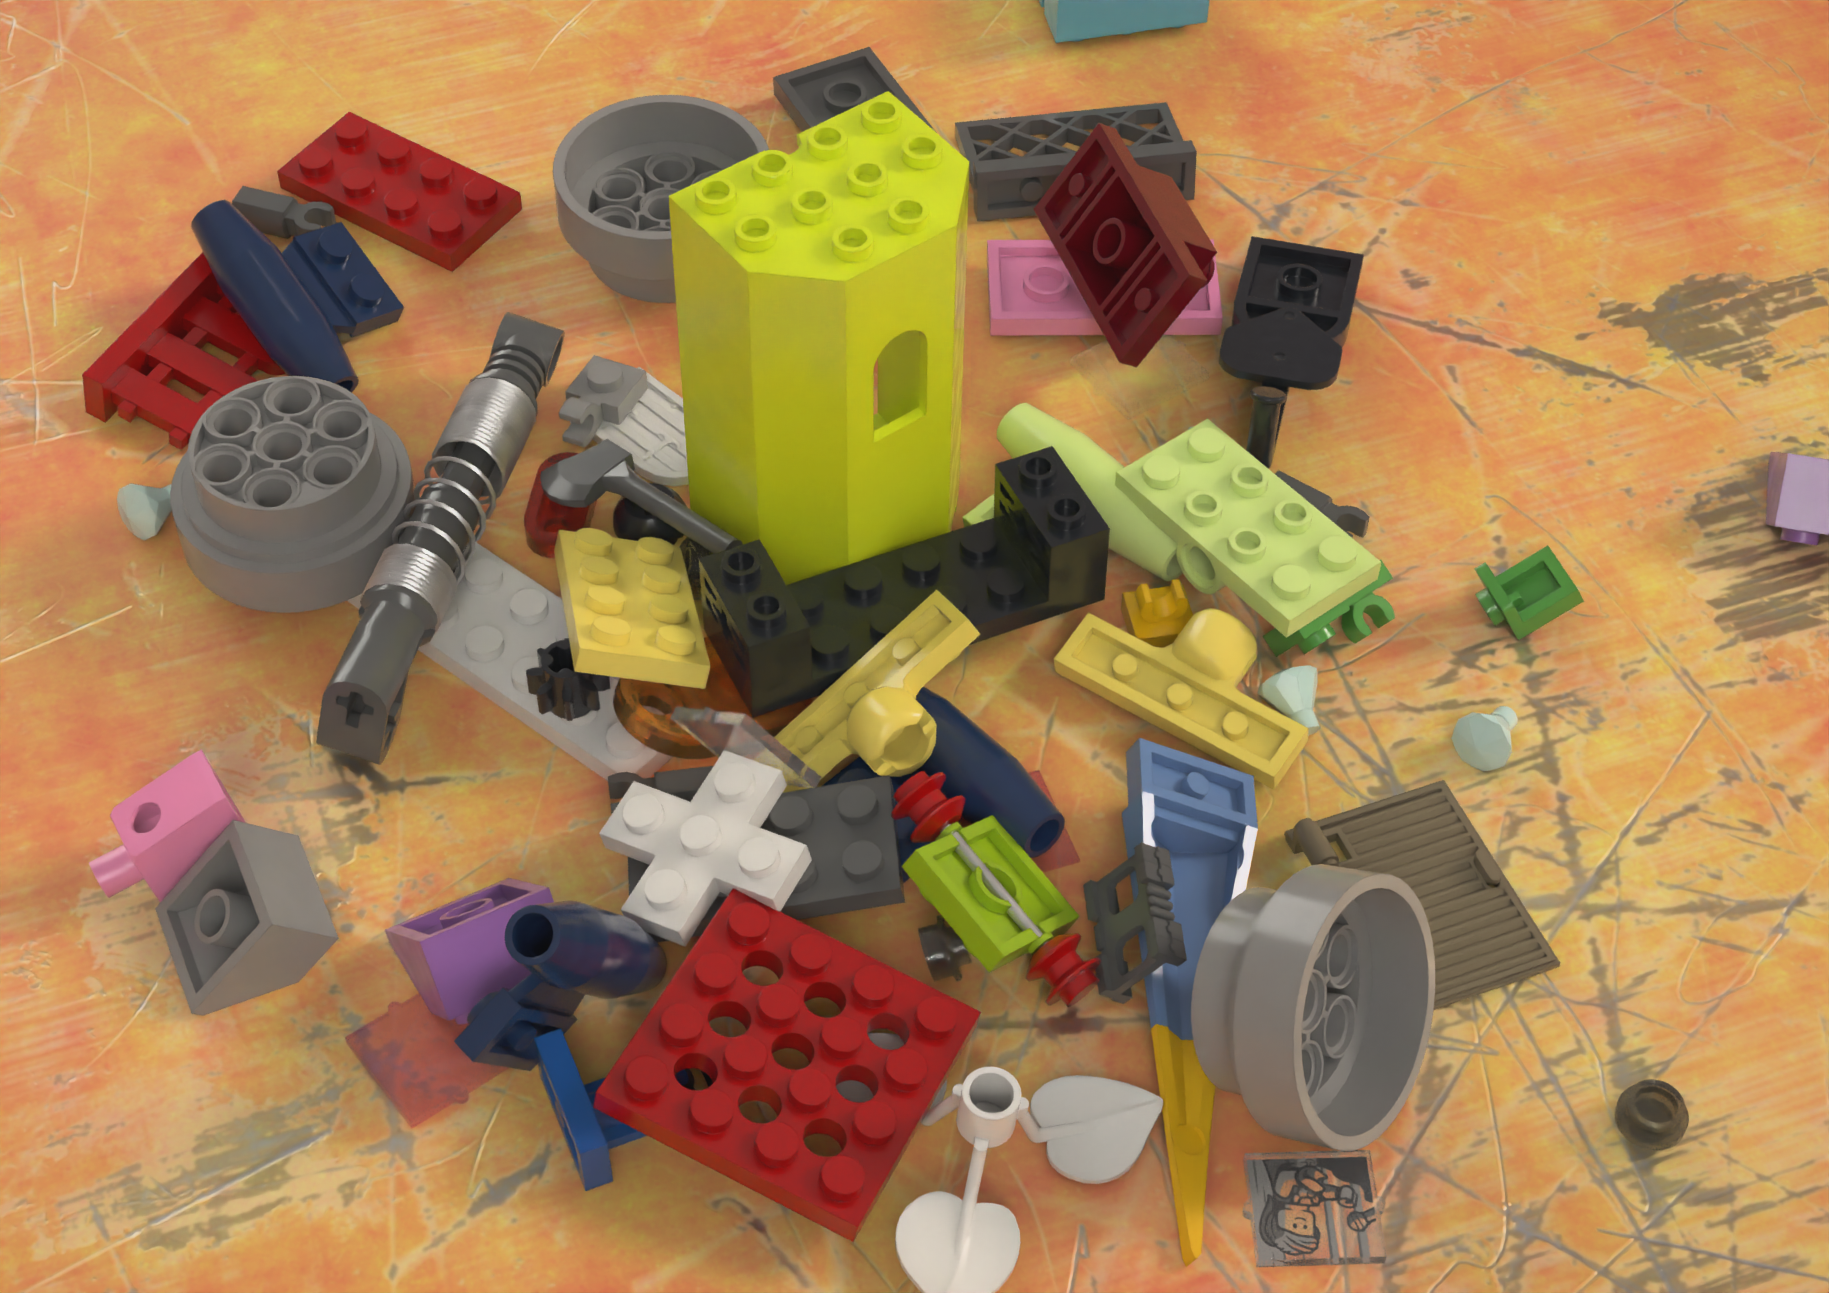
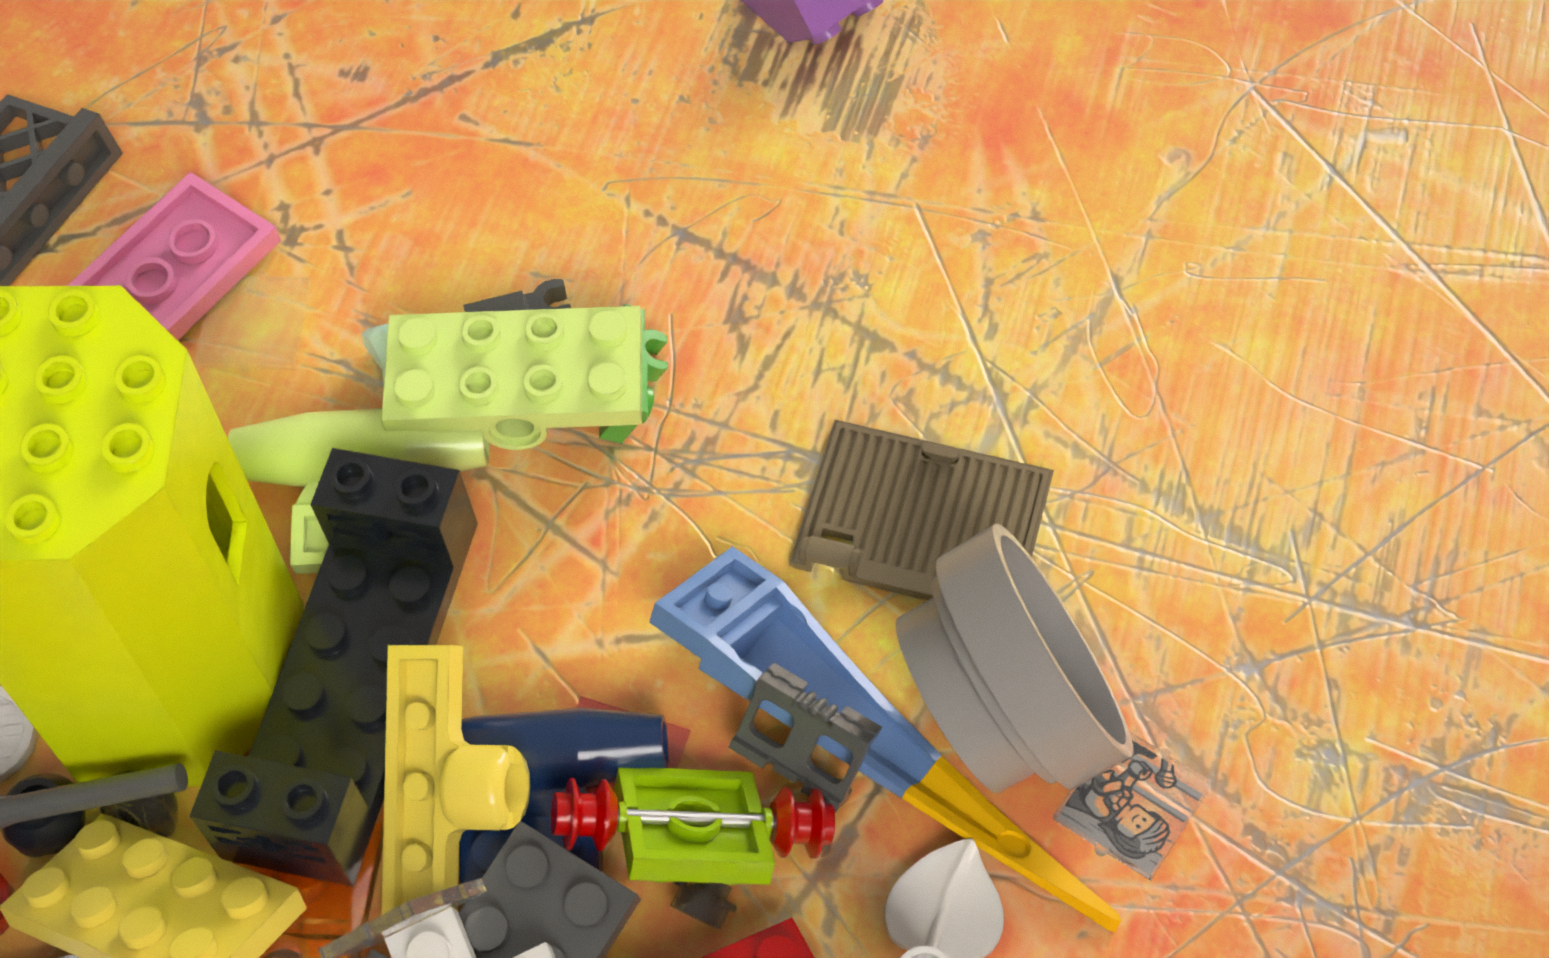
camera: 50 degrees left, 10 degrees up
(1126, 242) = (162, 235): dark red brick -> none
(1156, 613) = (517, 497): yellow tile -> none
(1188, 689) = (609, 530): light yellow plate -> none
(1288, 328) = (332, 188): black plate -> none
(1293, 694) = (677, 460): light aqua rock -> none
(1485, 738) = (829, 363): light aqua rock -> none
(1528, 593) = (727, 233): bright green bracket -> none
(1652, 1115) = (1228, 513): clear smoke plate -> none

